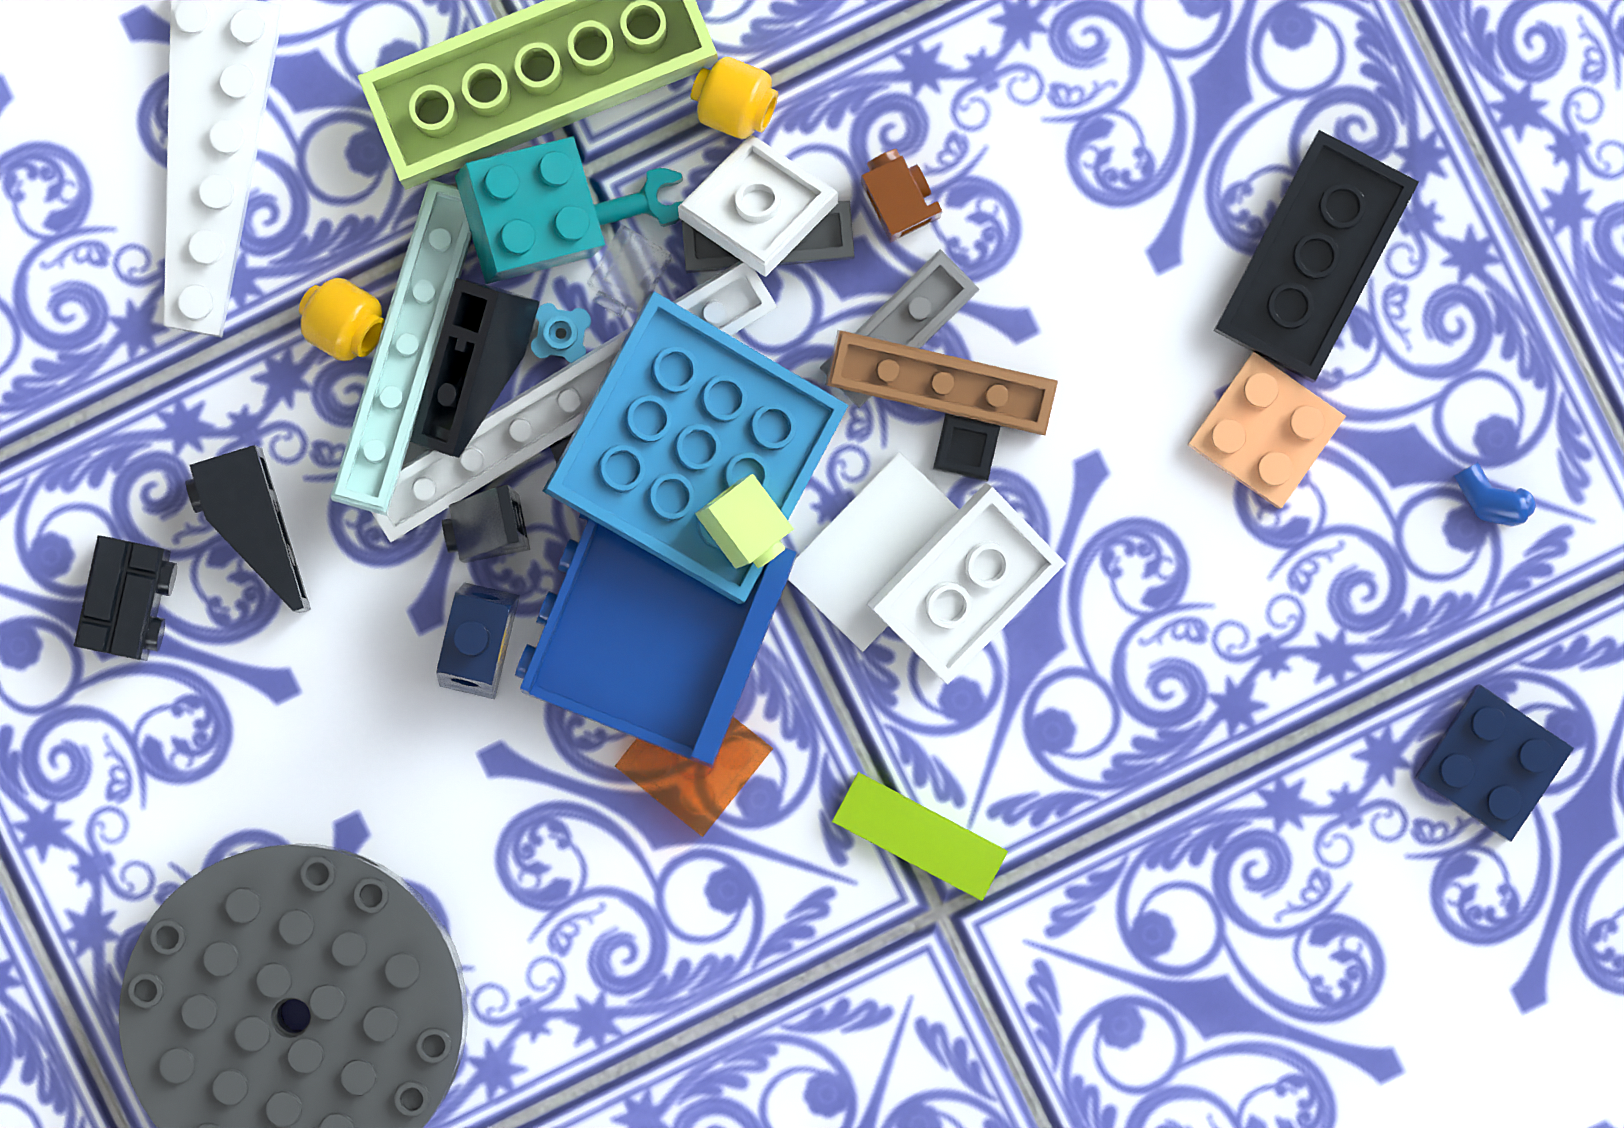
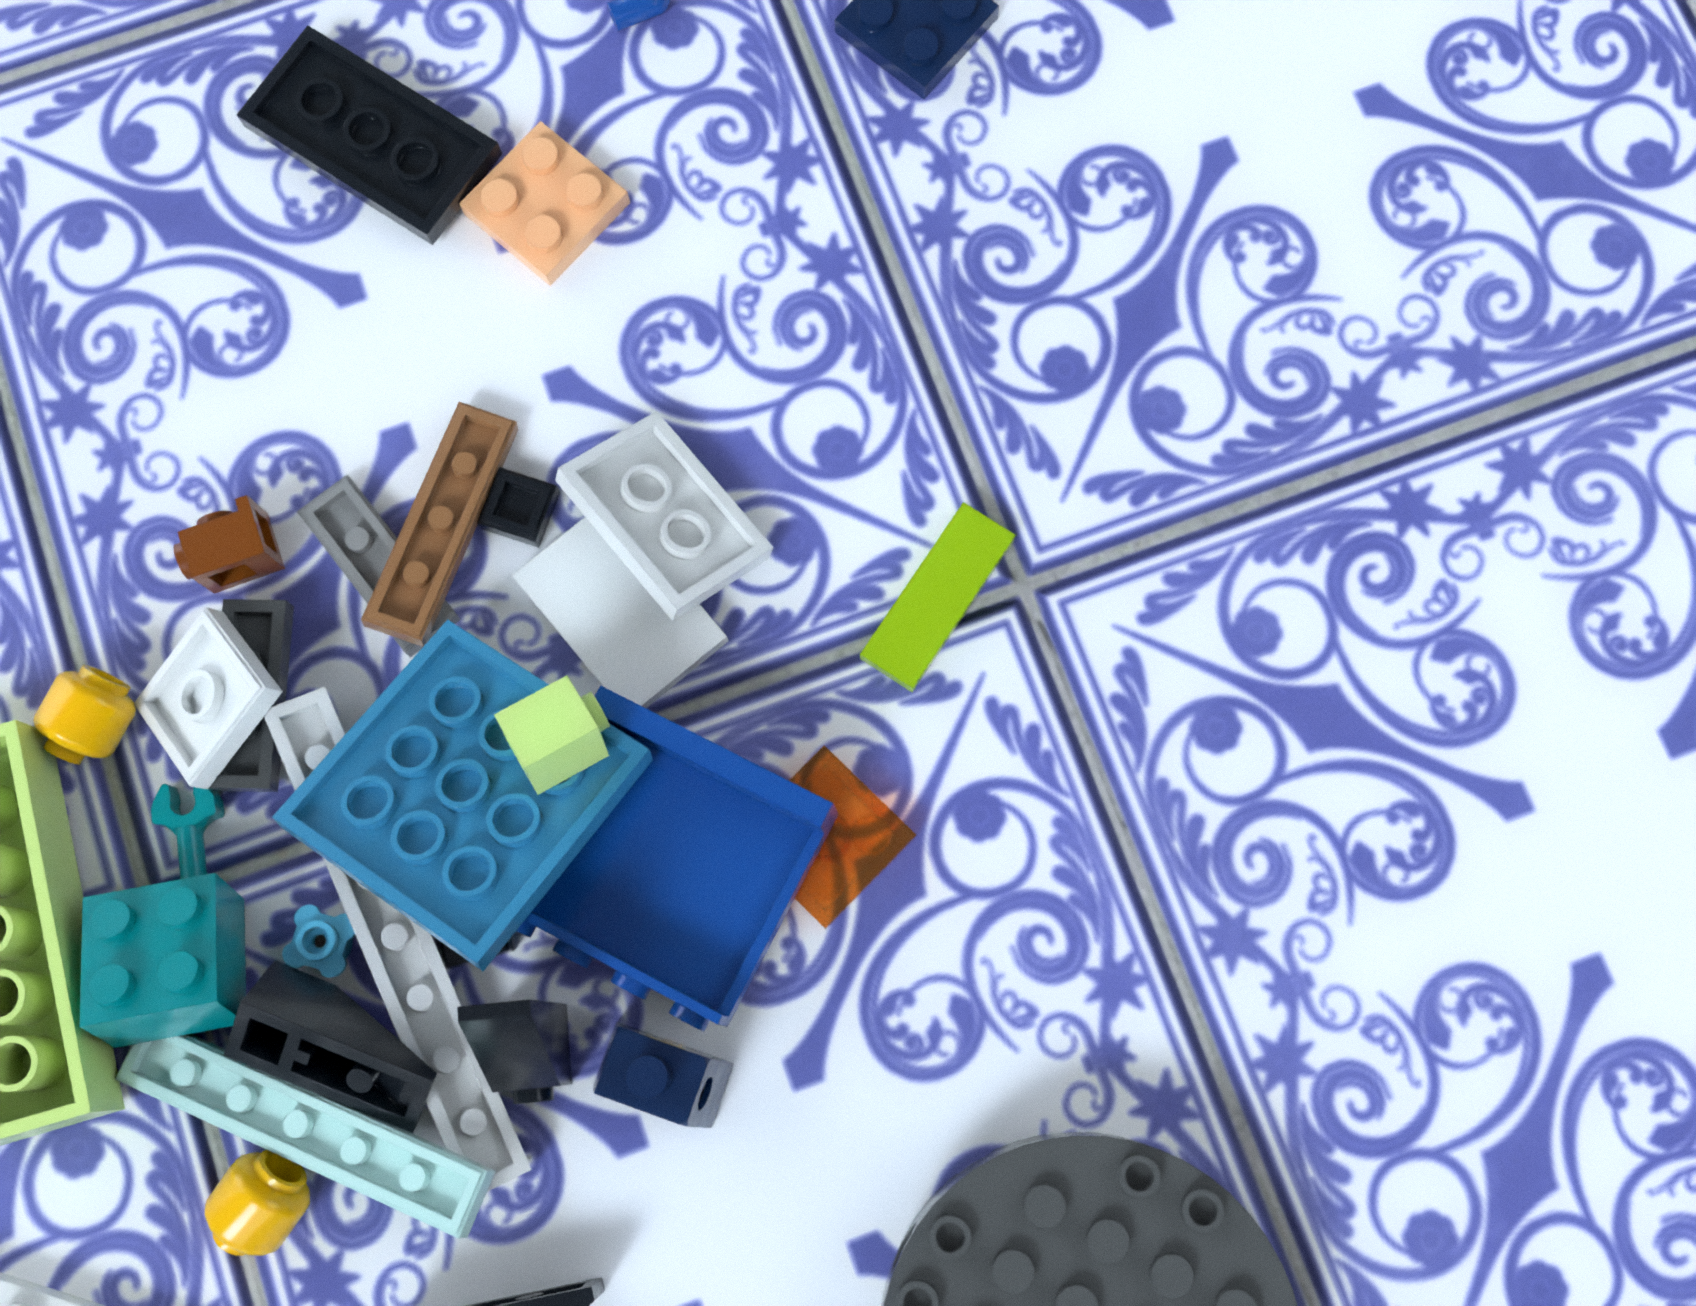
camera: 75 degrees left, 10 degrees down
(628, 272) = (259, 854): clear brick -> none

